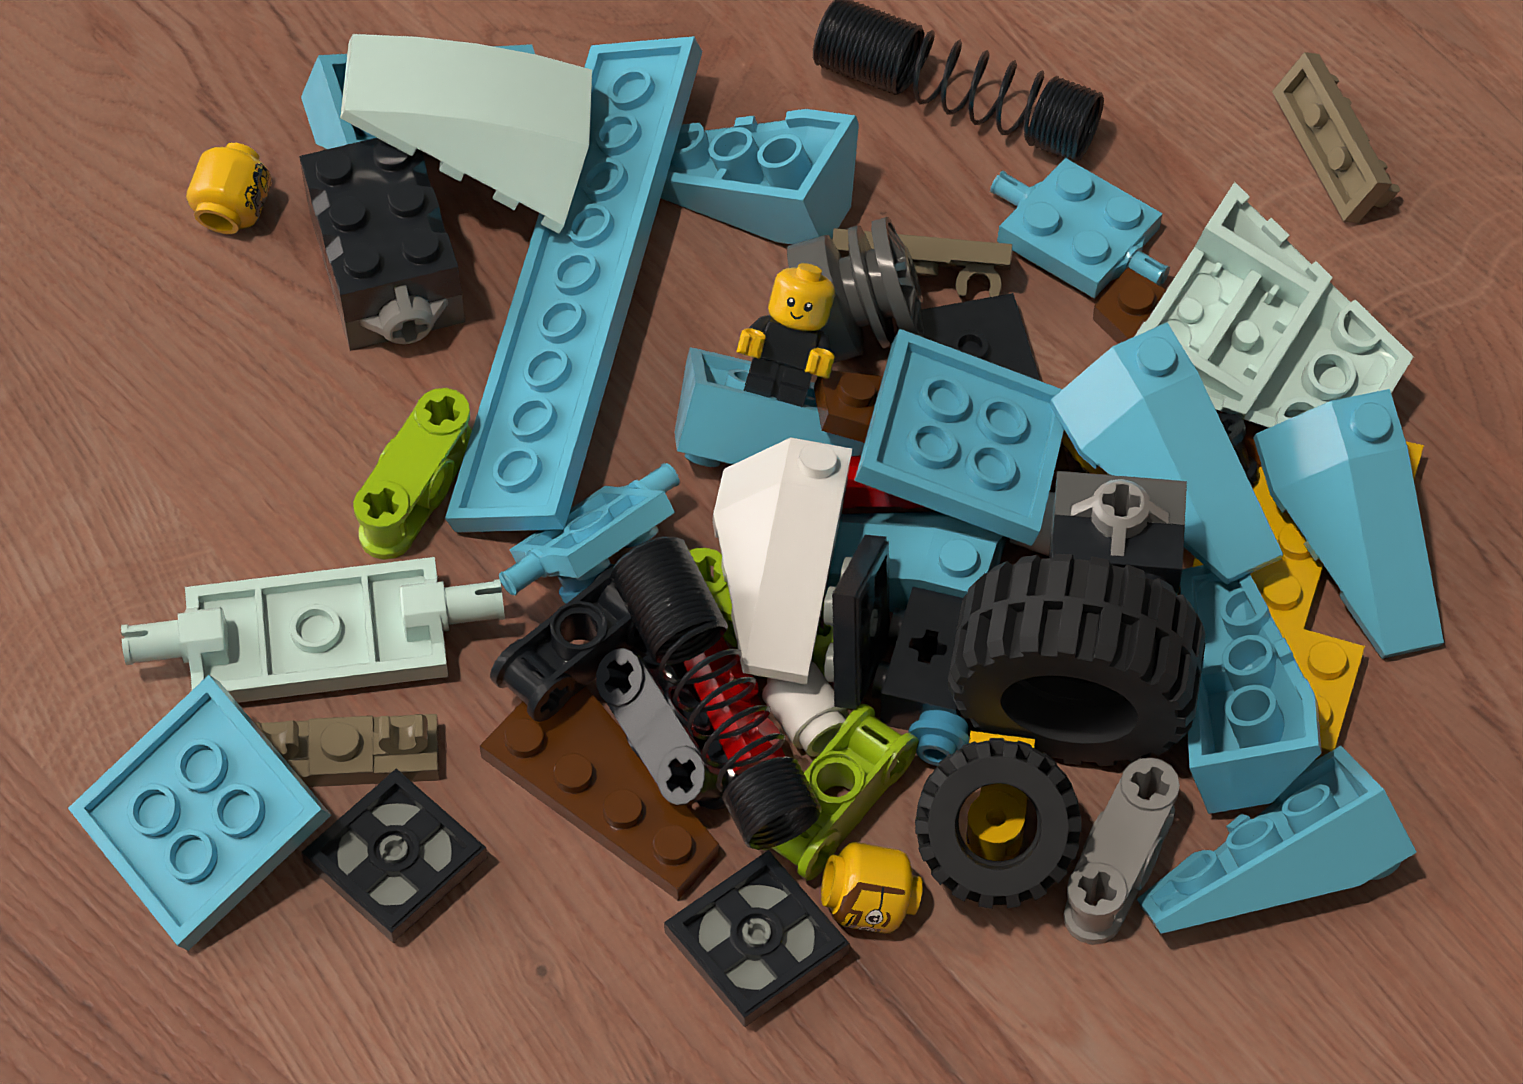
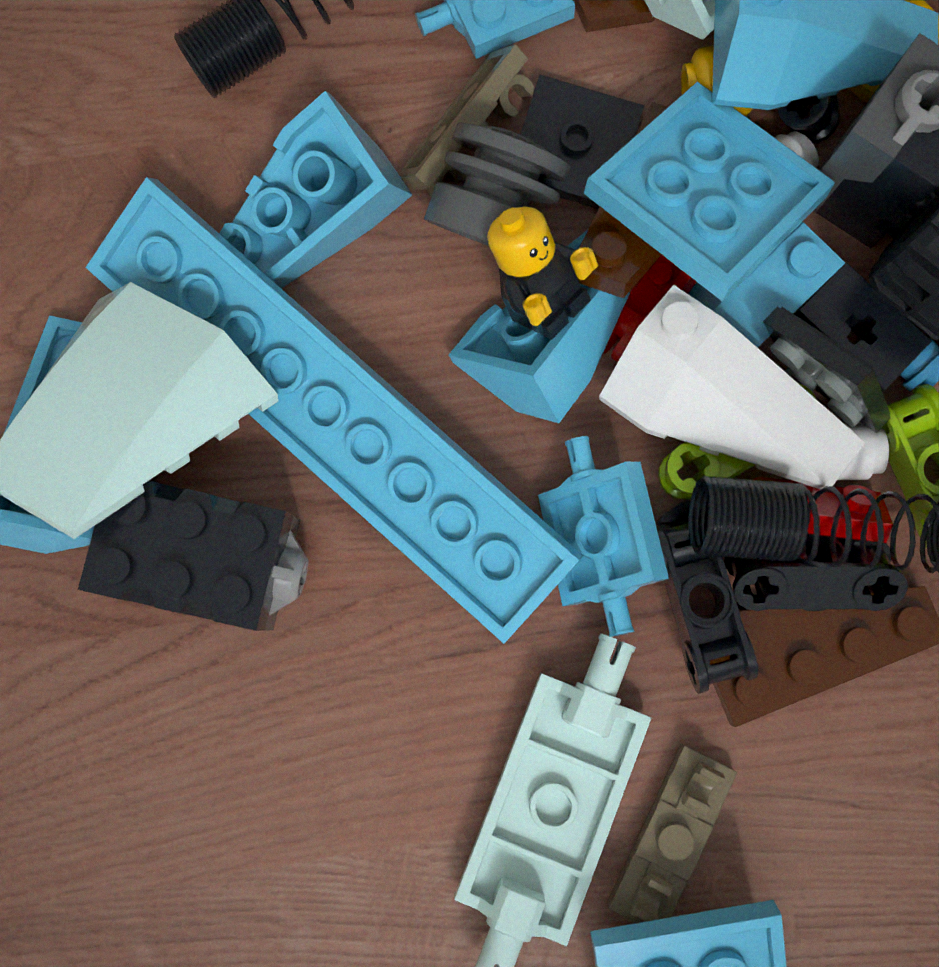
camera: 60 degrees left, 25 degrees up
(228, 188) = (51, 655): yellow head -> none
(394, 855) = (801, 846): black piece -> none
(413, 474) = (444, 647): lime piece -> none

